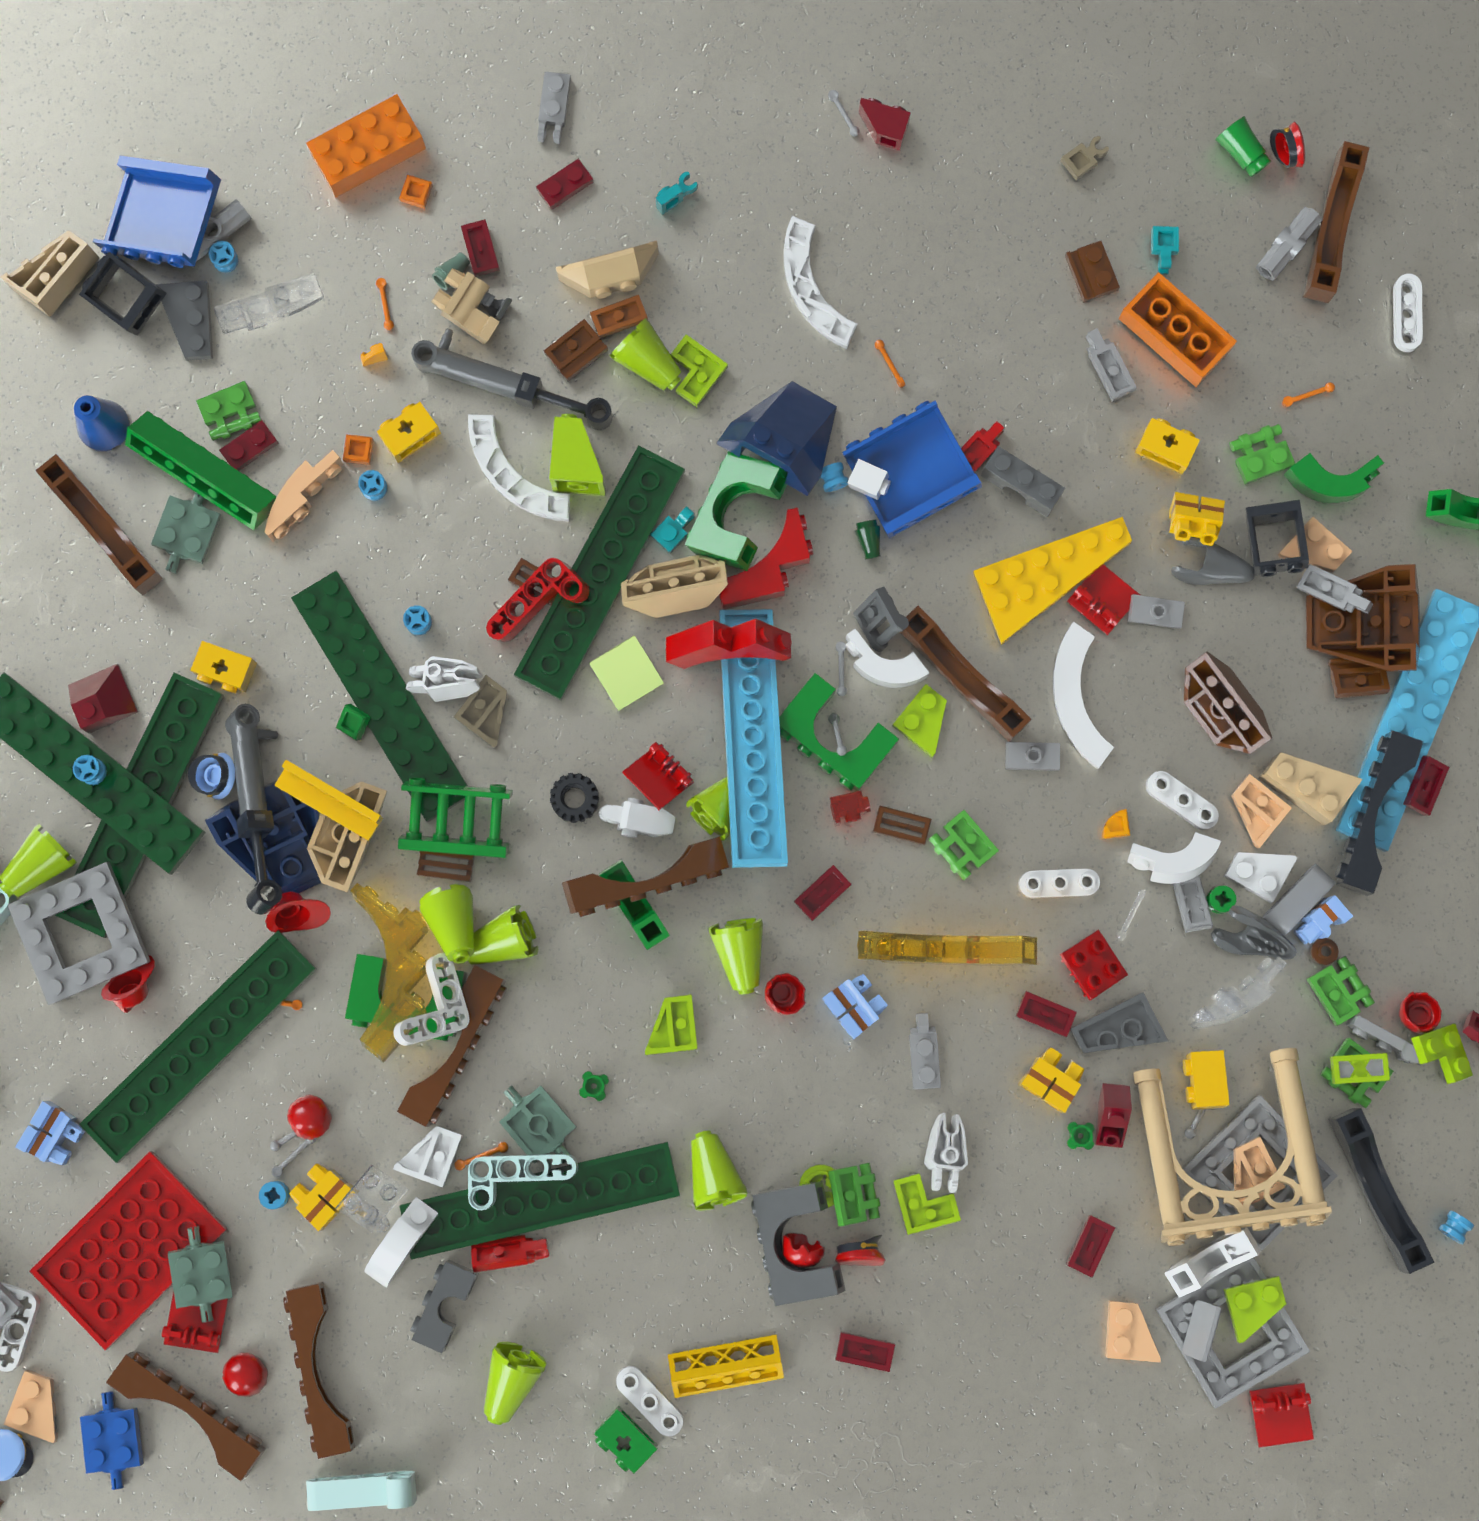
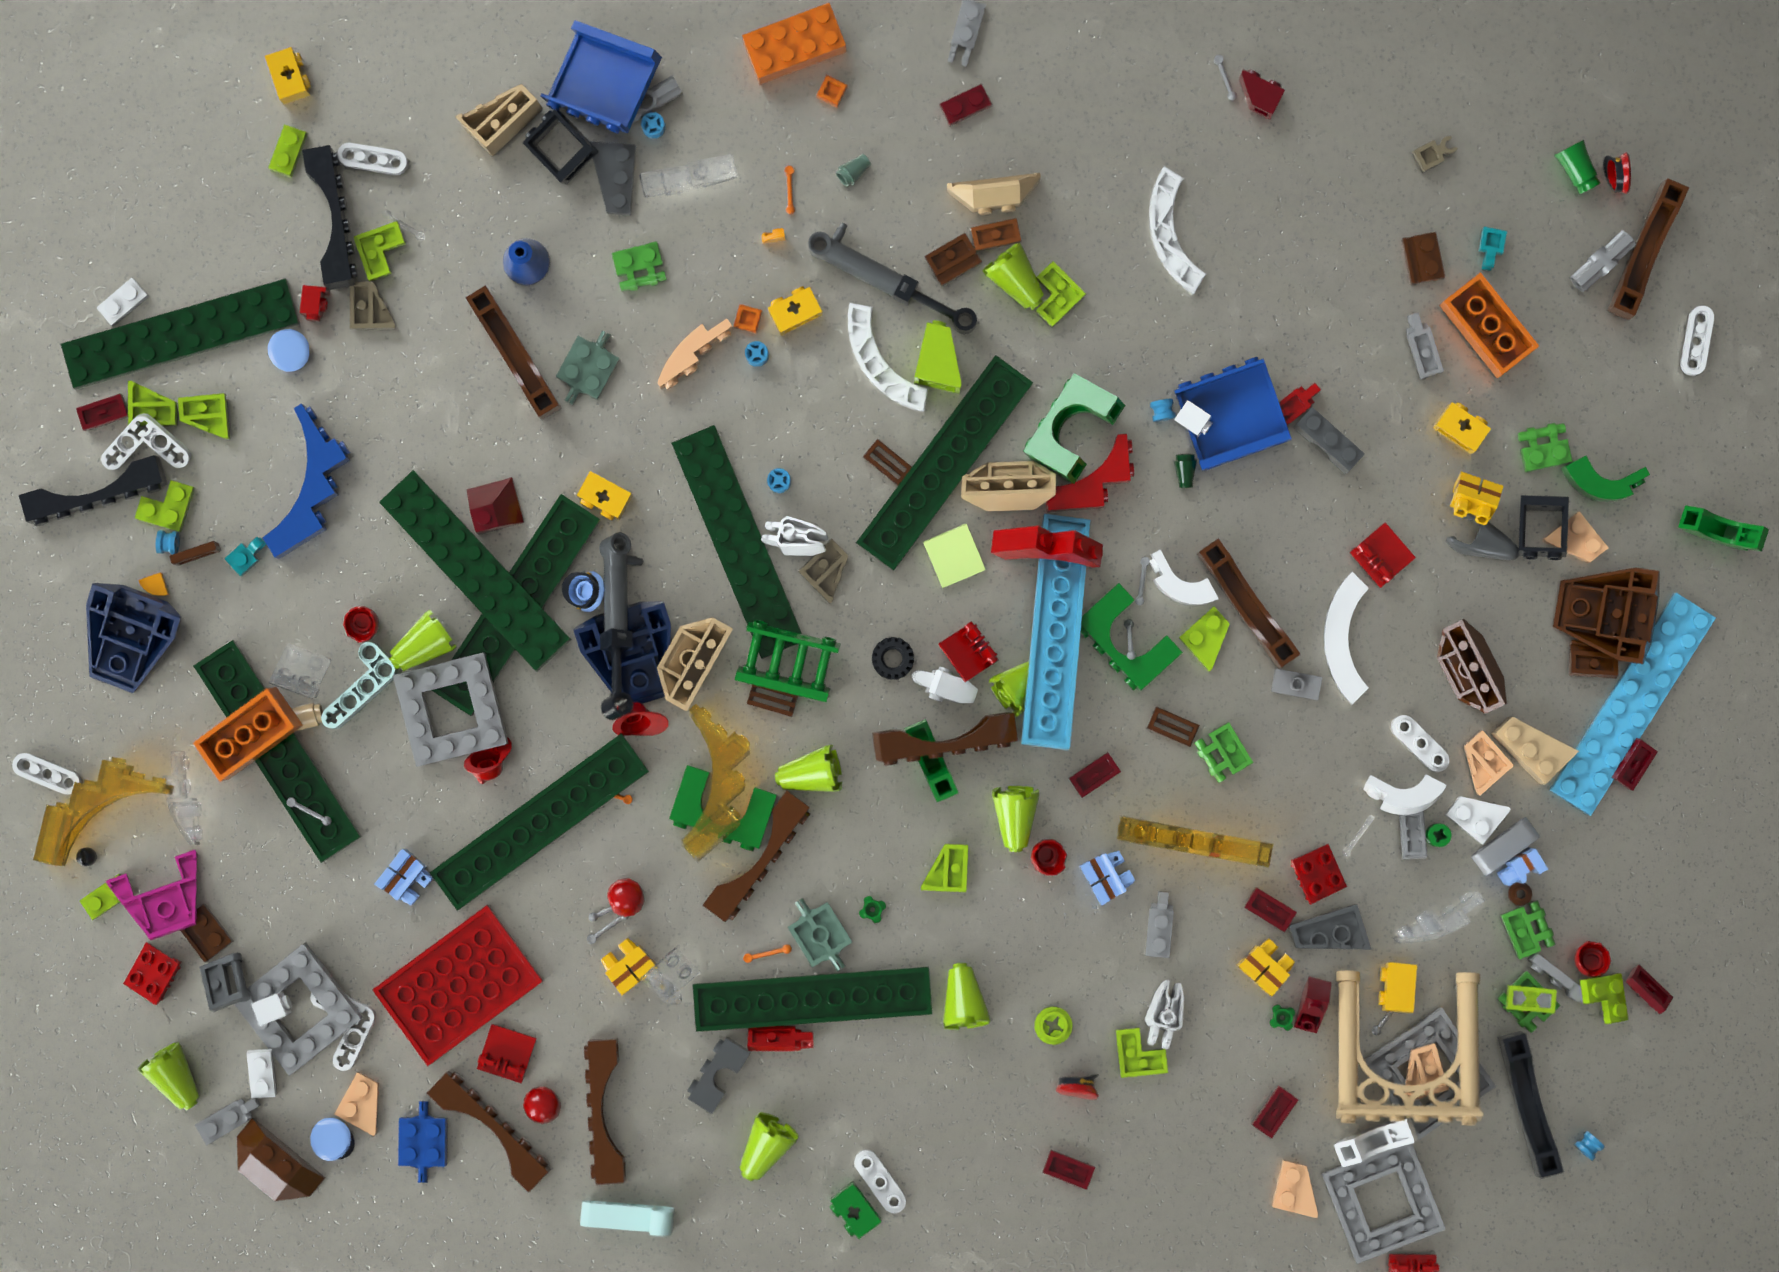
camera: 10 degrees right, 5 degrees up
(83, 766) = (475, 568): dark azure wheel -> none
(200, 470) = (608, 317): green brick -> none
(200, 1274) = (516, 1015): sand green plate -> none
(249, 446) = (652, 301): dark red plate -> none
(279, 1195) = (589, 955): dark azure wheel -> none
(328, 801) = (682, 631): yellow fence -> none
(353, 722) = (710, 561): green tile -> none
(399, 1242) = (689, 1015): white arch -> none
(431, 1157) = (725, 947): white wing -> none
(445, 1007) = (757, 824): white beam -> none
(451, 920) = (772, 750): lime cone -> none
(463, 305) = (860, 202): tan hips -> none
(480, 248) = (882, 153): dark red plate -> none
(523, 1173) = (802, 975): light aqua beam -> none
(534, 604) = (882, 483): red beam -> none
(671, 532) = (1012, 437): teal plate -> none
(672, 196) = (1058, 132): teal plate -> none
(726, 1372) = (949, 1168): yellow fence -> none
(787, 430) = (1128, 365): dark blue wedge -> none
(789, 1282) = (1012, 1099): dark grey arch -> none
(799, 1251) = (1027, 1078): red hair -> none
(848, 1194) = (1075, 1036): bright green plate -> none
(849, 807) = (1129, 704): clear red brick -> none
(874, 613) = (1180, 537): dark grey plate -> none
(879, 345) = (1223, 296): orange hinge -> none
(1036, 579) = (1324, 529): yellow wing -> none
(1046, 883) = (1290, 794): white plate -> none
(1116, 826) = (1359, 756): light orange tile -> none
(1156, 611) = (1426, 574): light grey plate -> none
(1201, 1330) = (1356, 1197): light grey slope -> none
(1253, 1305) = (1404, 1183): lime wing -> none
(1256, 939) = (1463, 873): dark grey animal -> none
(1288, 401) = (1576, 403): orange hinge -> none
(1333, 590) = (1584, 581): light grey hinge -> none
(1361, 864) = (1564, 824): black arch -> none

